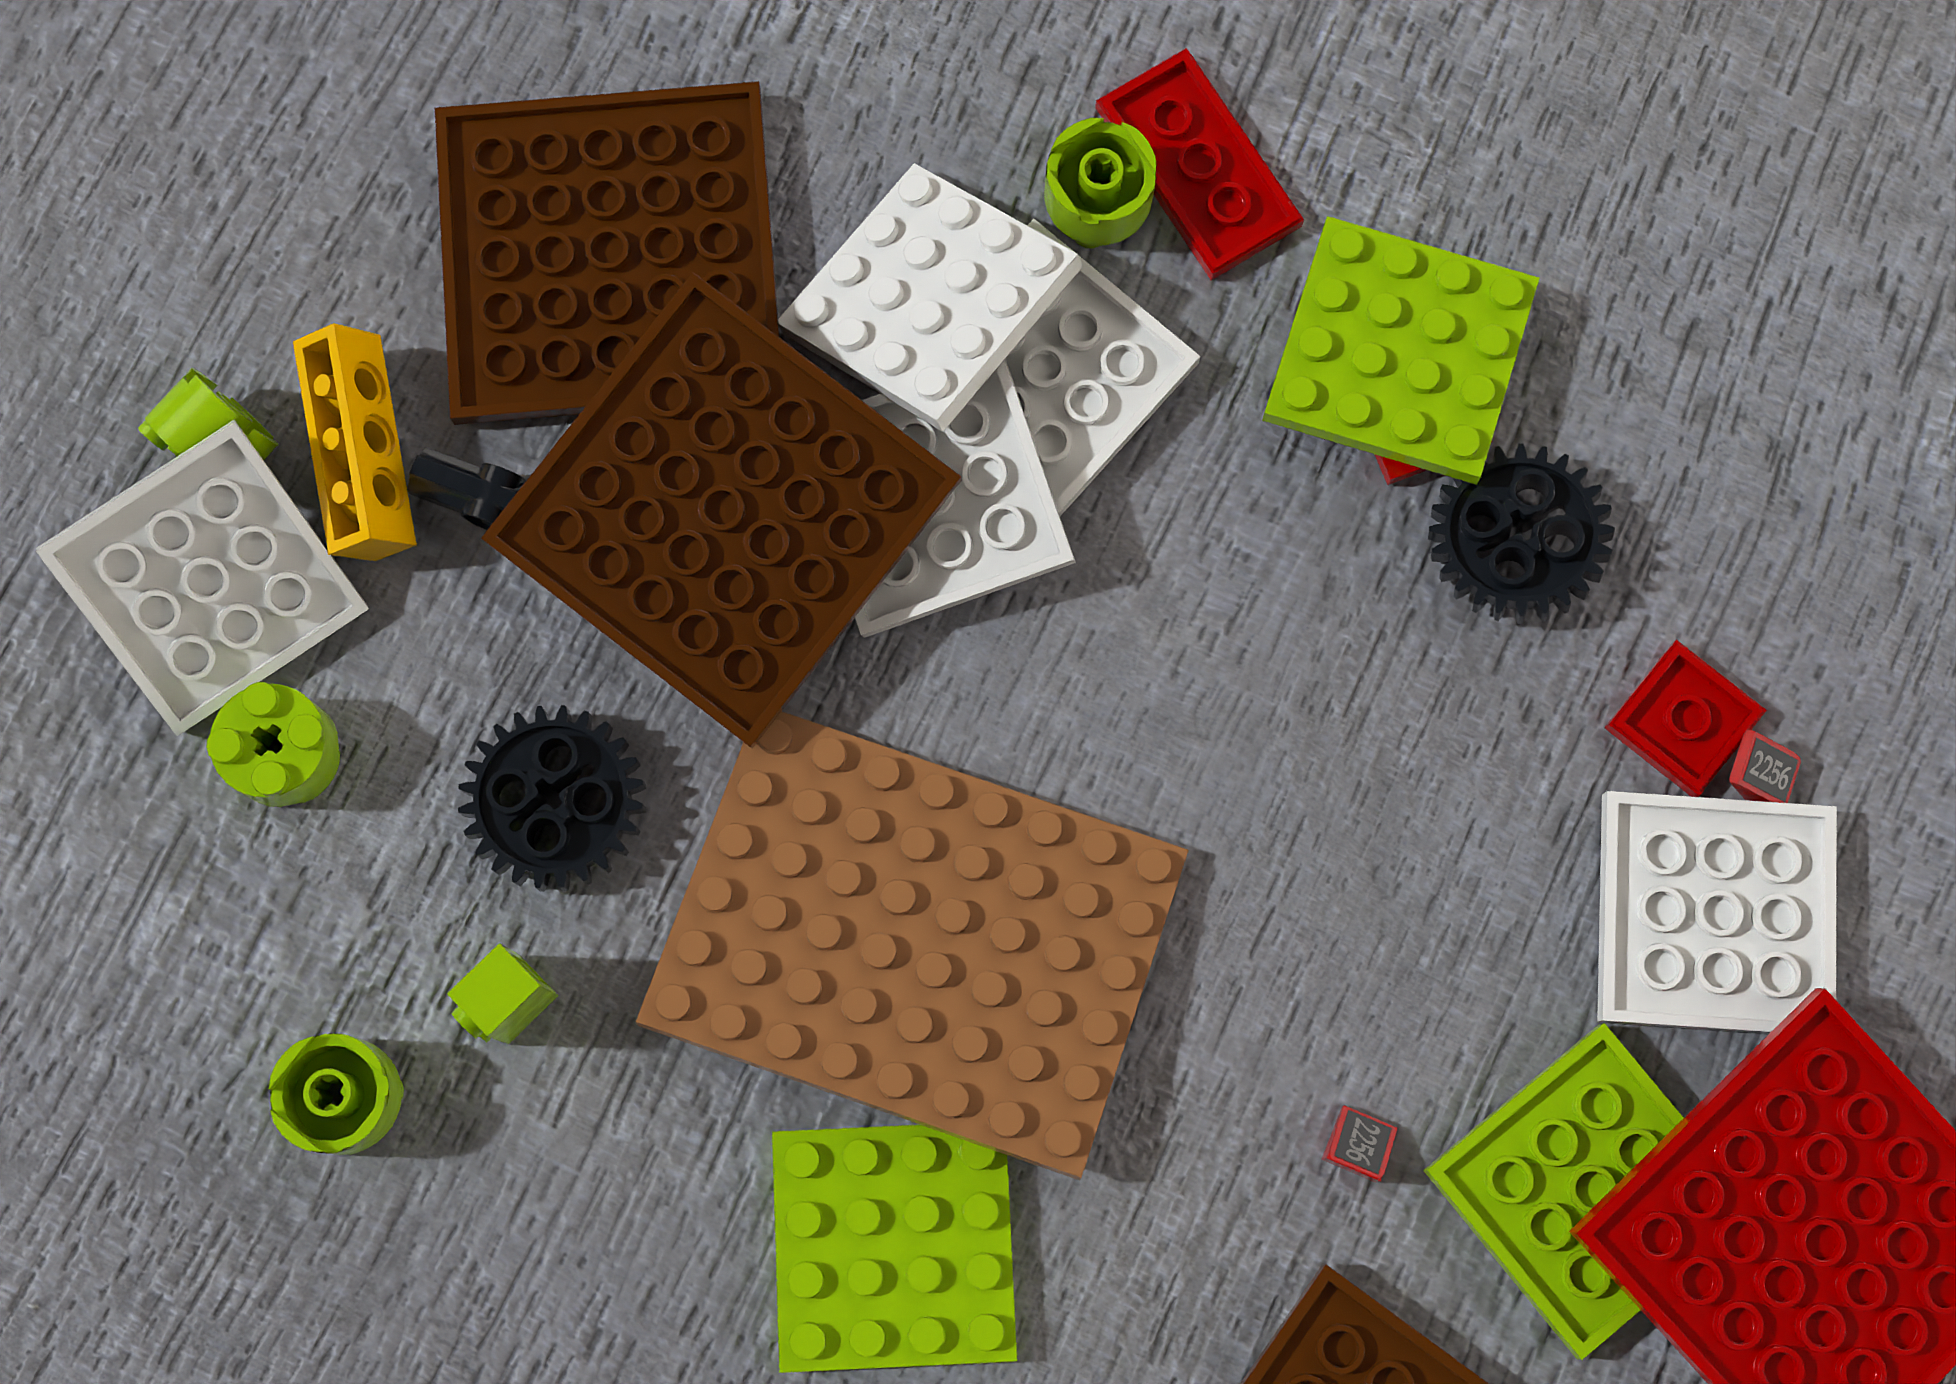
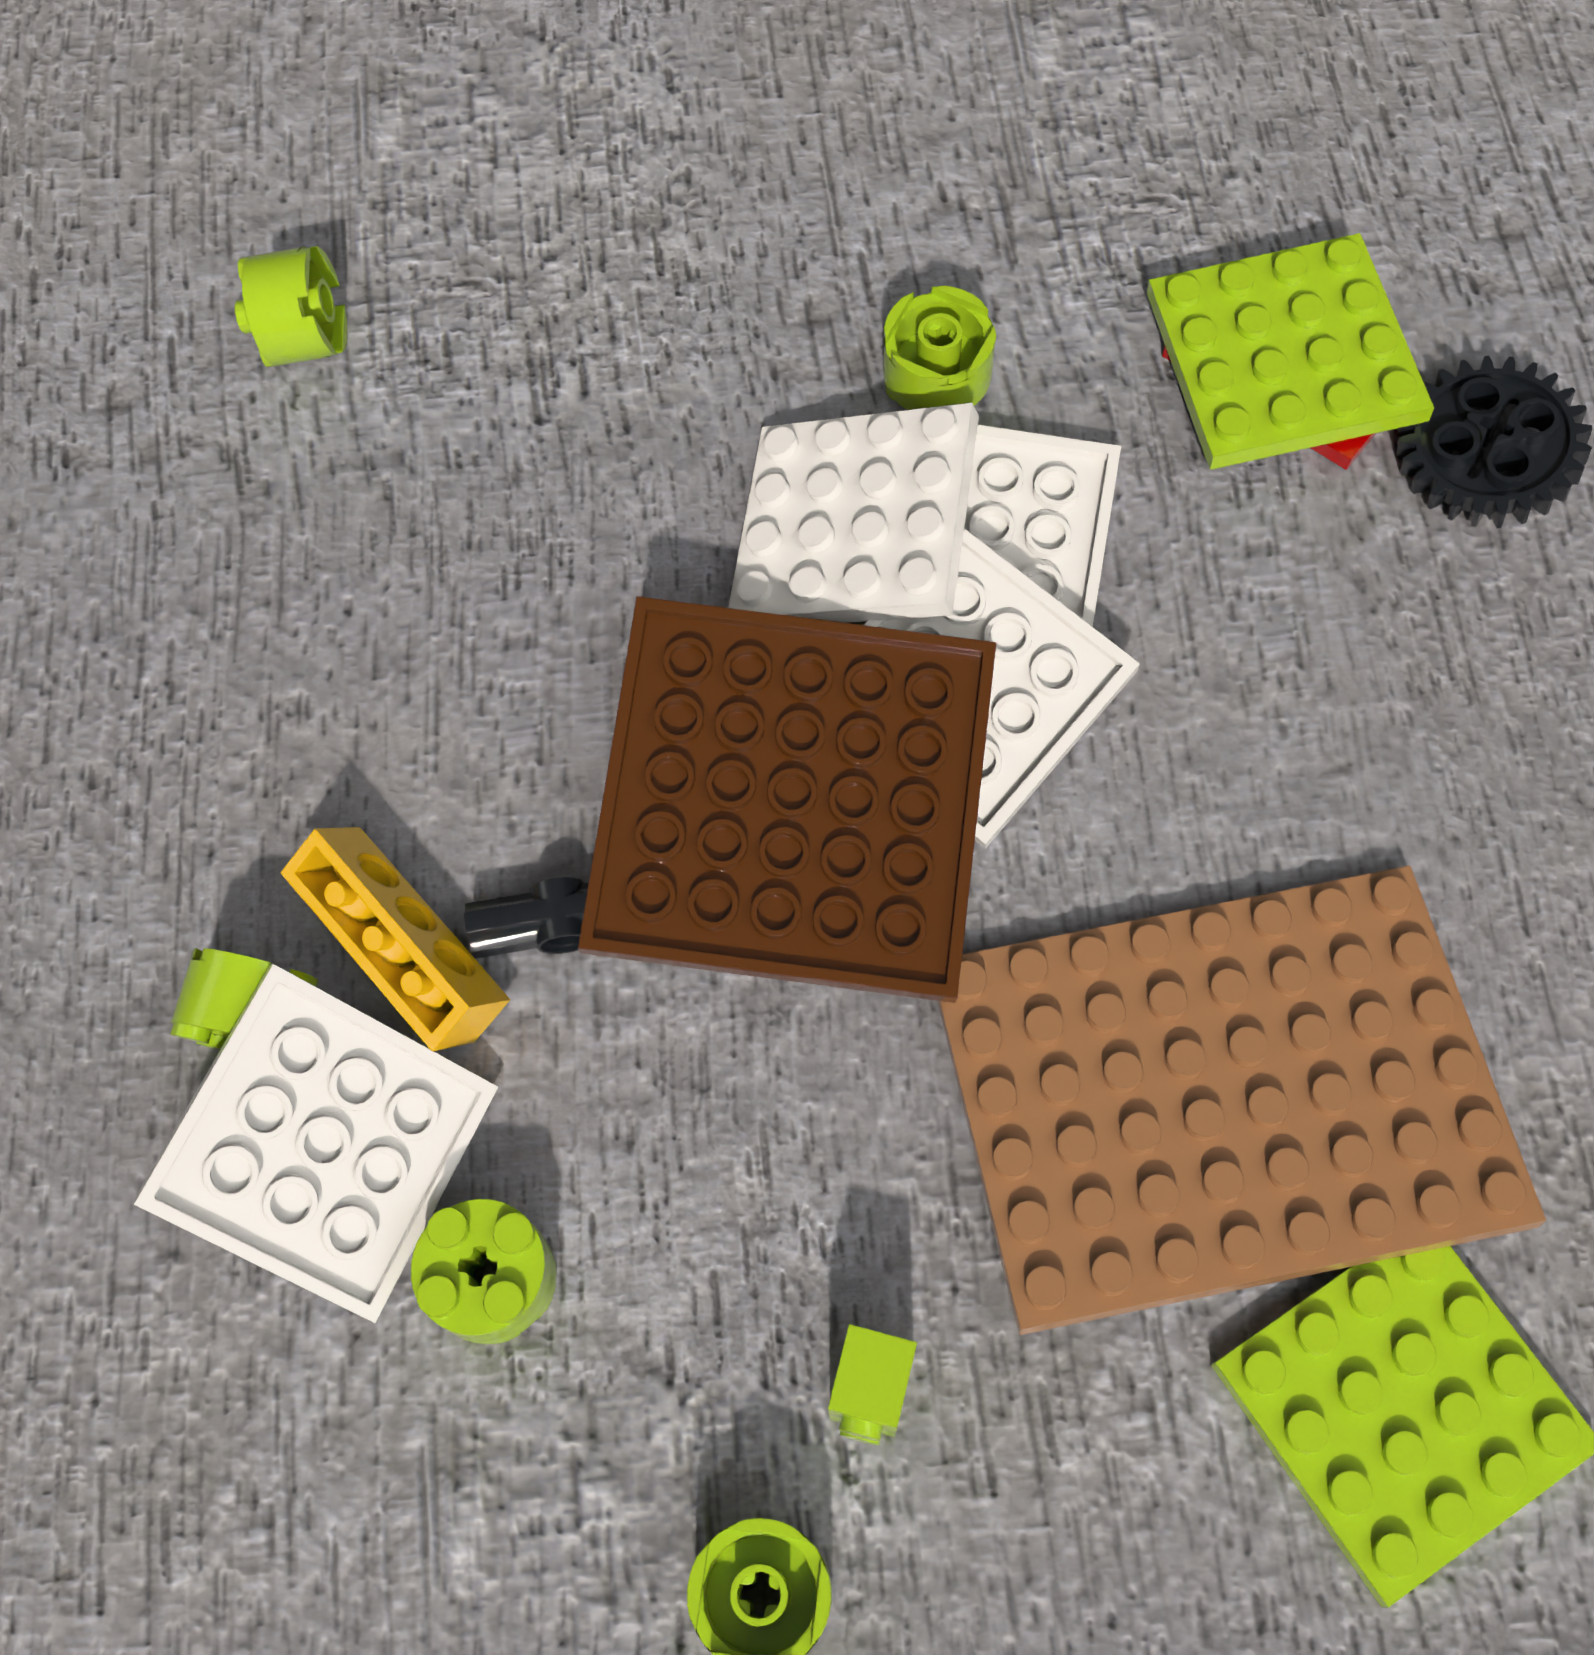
camera: 25 degrees left, 10 degrees down
(522, 758) = (845, 1181): black gear -> none
(580, 228) = (504, 642): reddish brown plate -> none
(1205, 164) = (1038, 313): red tile -> none

